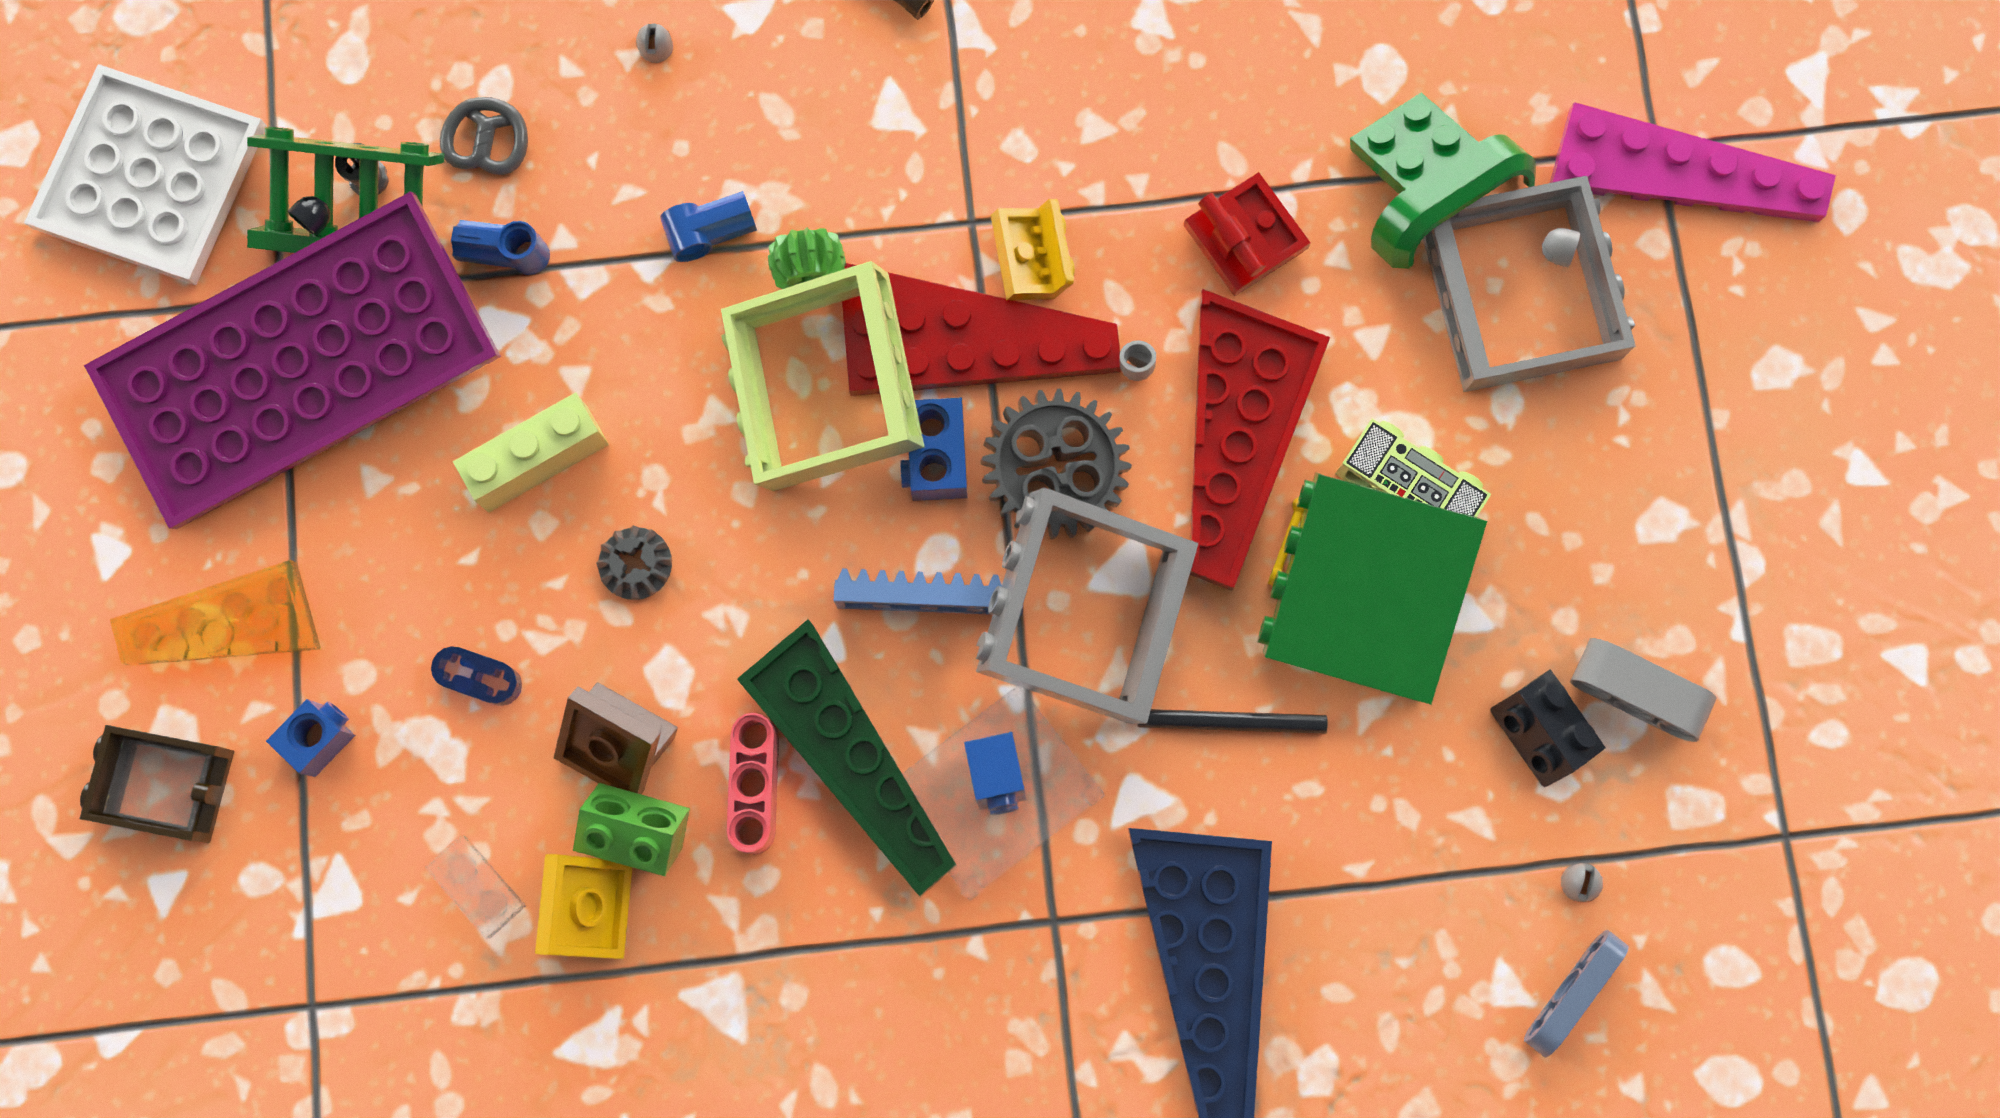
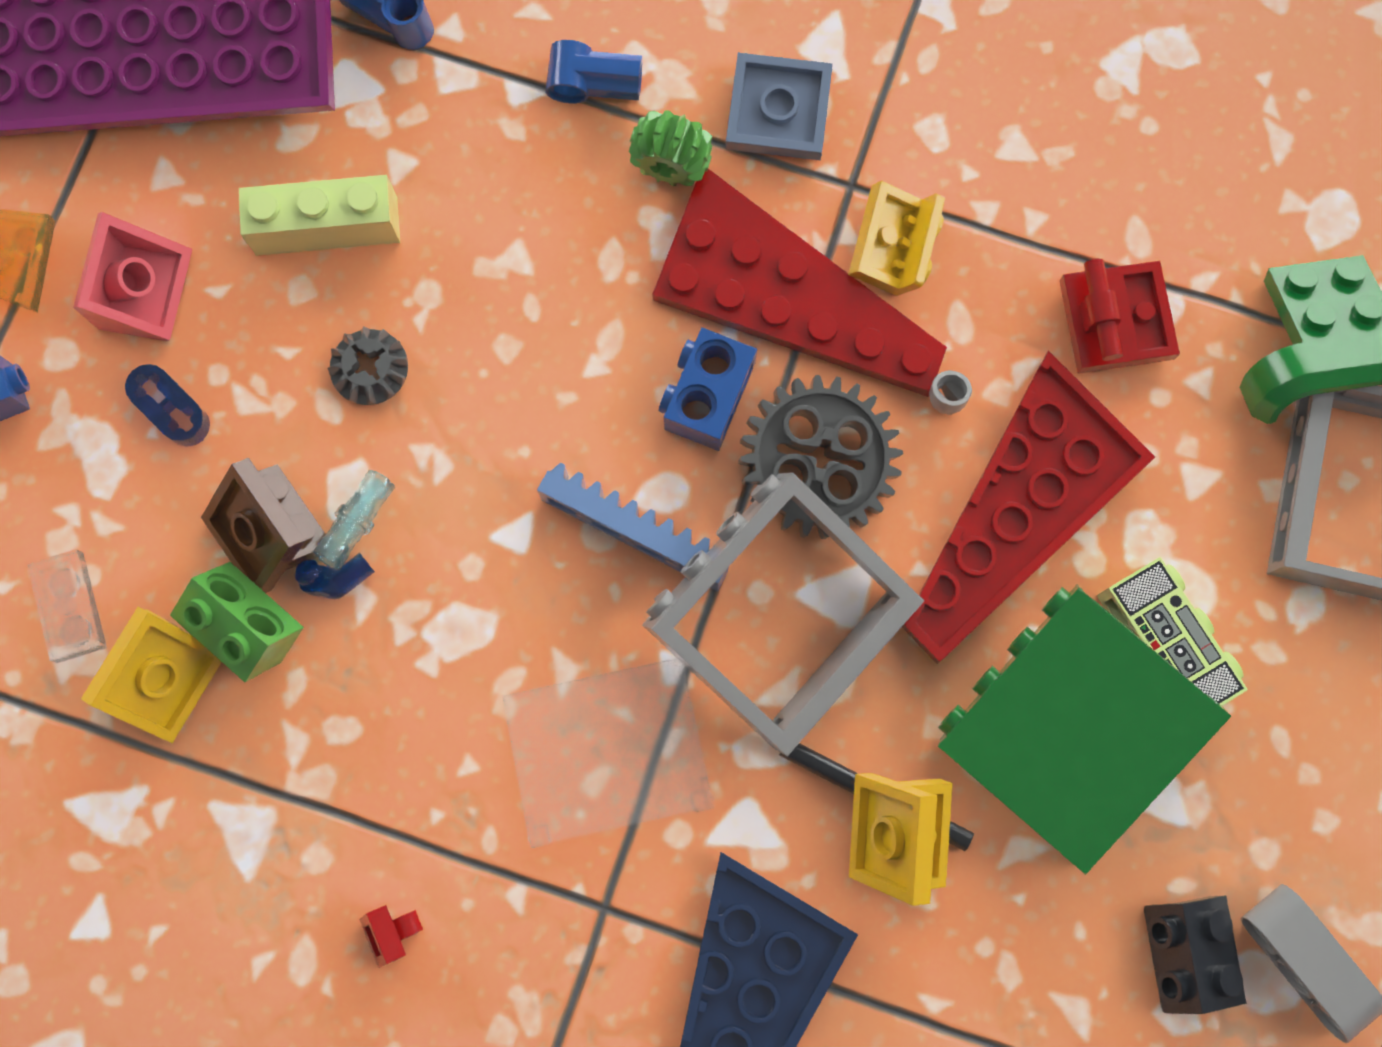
camera: 25 degrees right, 0 degrees up
(395, 582) = (131, 280): none -> coral slope
(688, 698) = (354, 519): none -> clear light blue pin
(694, 759) = (329, 582): none -> clear blue arm
(741, 763) = (373, 607): coral beam -> none
(828, 727) = (475, 615): dark green wing -> none
(880, 182) = (779, 106): none -> sand blue plate
(885, 1028) = (386, 934): none -> red tile
(889, 359) = (701, 281): yellowish green window -> none
(995, 773) = (611, 735): blue brick -> none
(1268, 744) = (900, 836): none -> yellow bracket
(1281, 558) = (1002, 654): yellow hinge -> none

